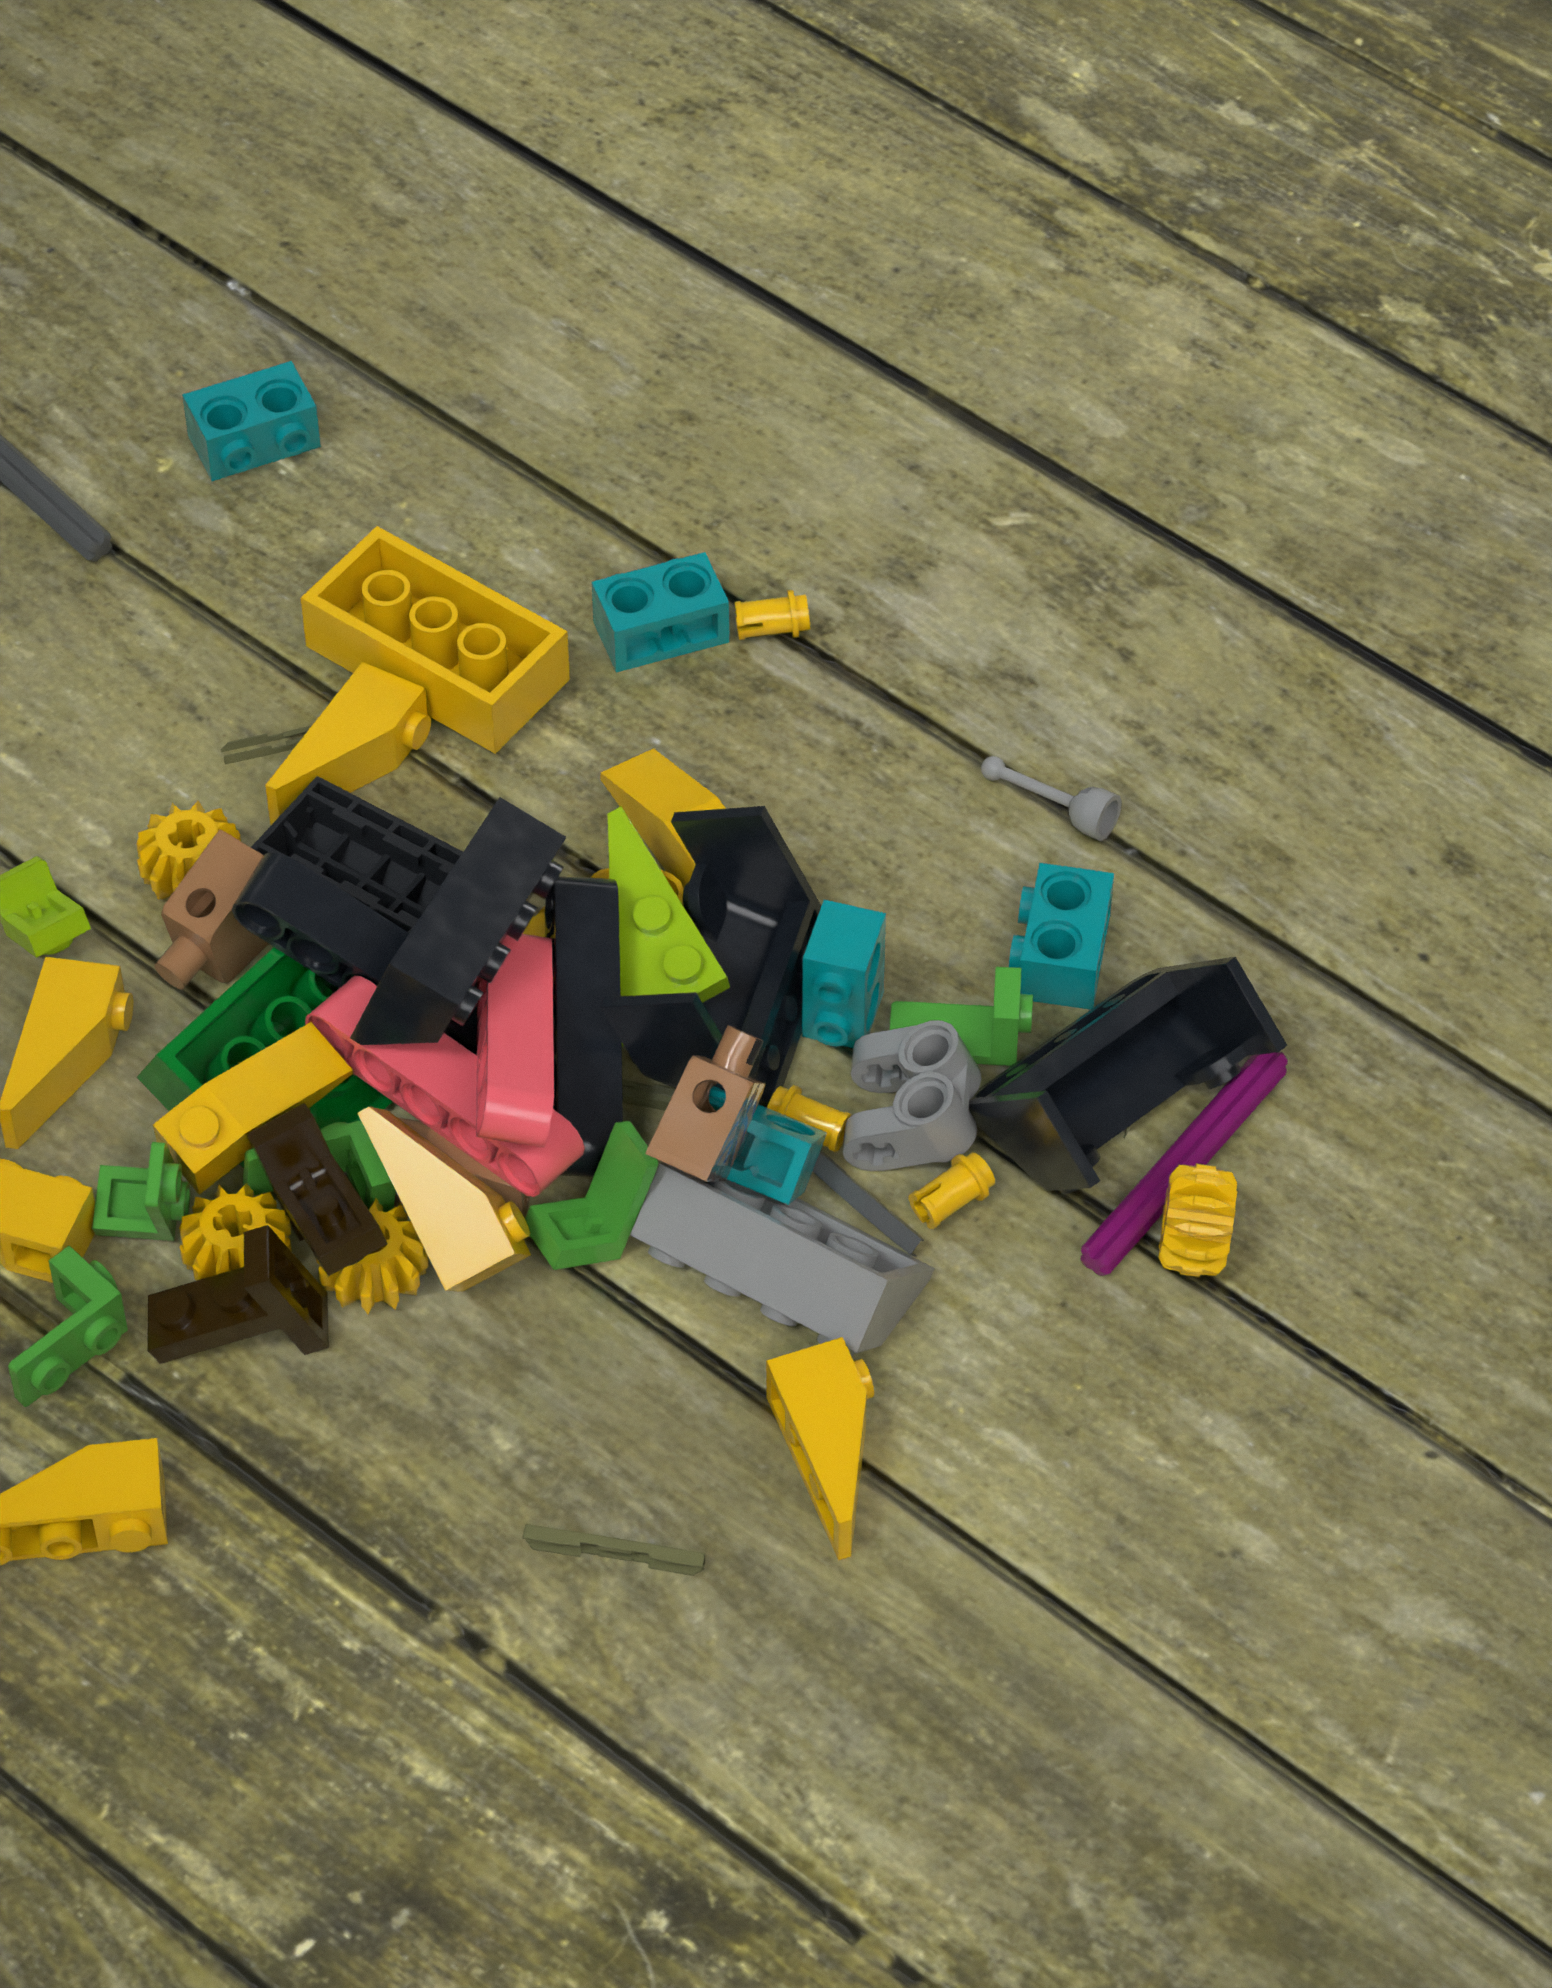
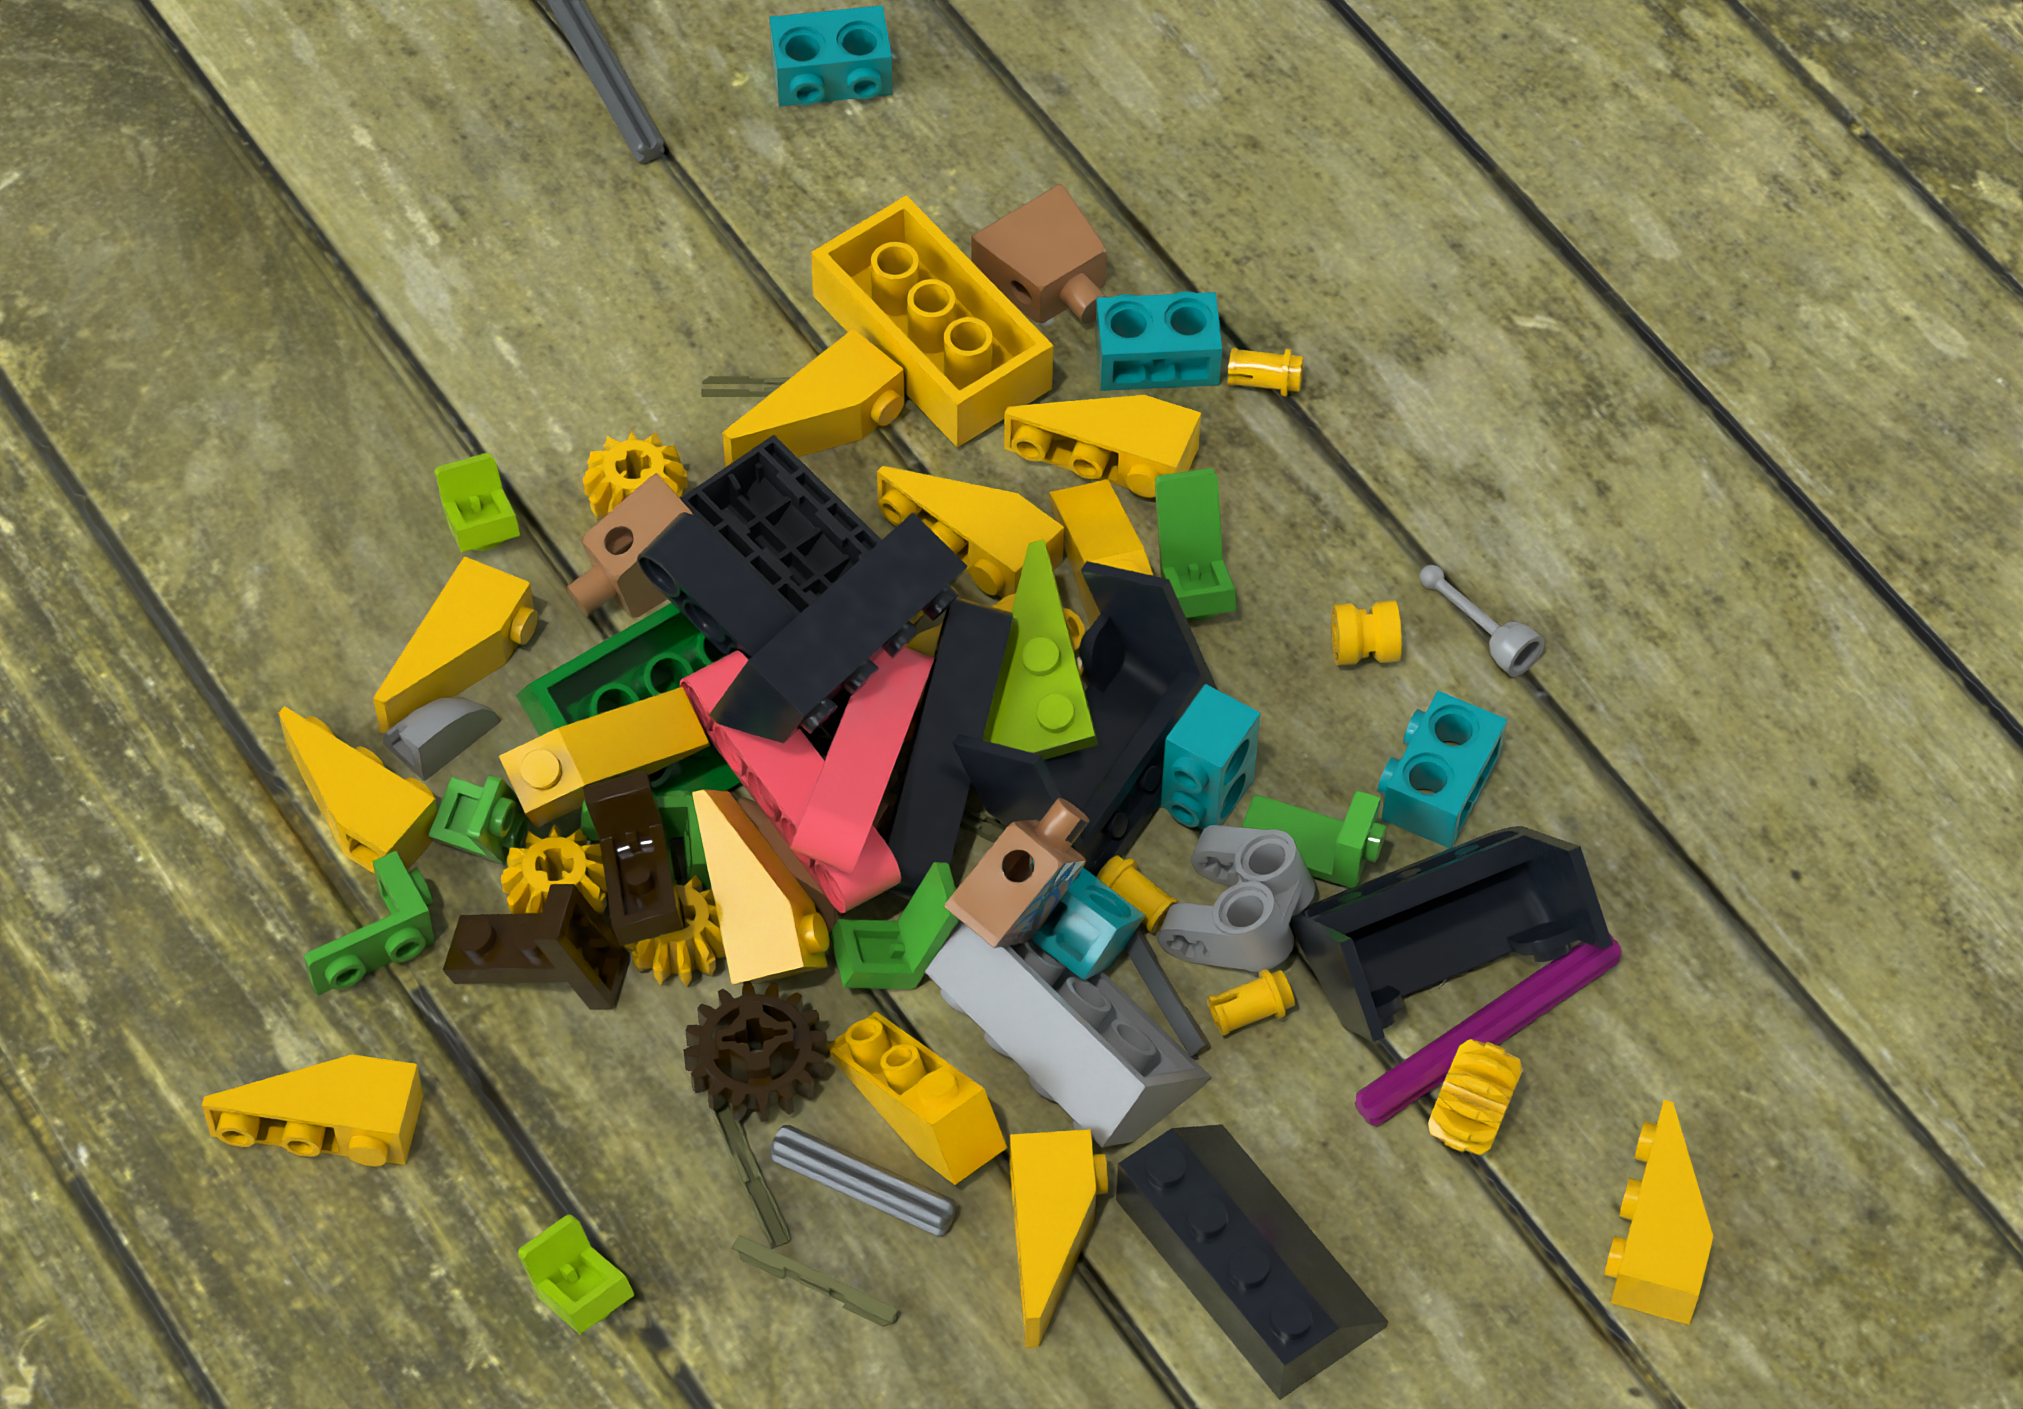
camera: 15 degrees right, 5 degrees up
(67, 1132) = (438, 733): none -> light grey brick
(376, 1602) = (573, 1275): none -> lime bracket
(481, 1349) = (788, 1057): none -> dark brown gear
(513, 1465) = (750, 1176): none -> olive piece
(528, 556) = (1044, 257): none -> medium nougat torso
(561, 802) = (977, 522): none -> yellow slope
(630, 1444) = (863, 1180): none -> axle
(662, 706) = (1107, 438): none -> yellow slope
(666, 1352) = (920, 1096): none -> yellow slope
(755, 773) = (1193, 543): none -> bright green bracket
(945, 832) = (1358, 633): none -> yellow wheel
(1022, 1421) = (1245, 1254): none -> black slope
(1418, 1297) = (1669, 1233): none -> yellow slope

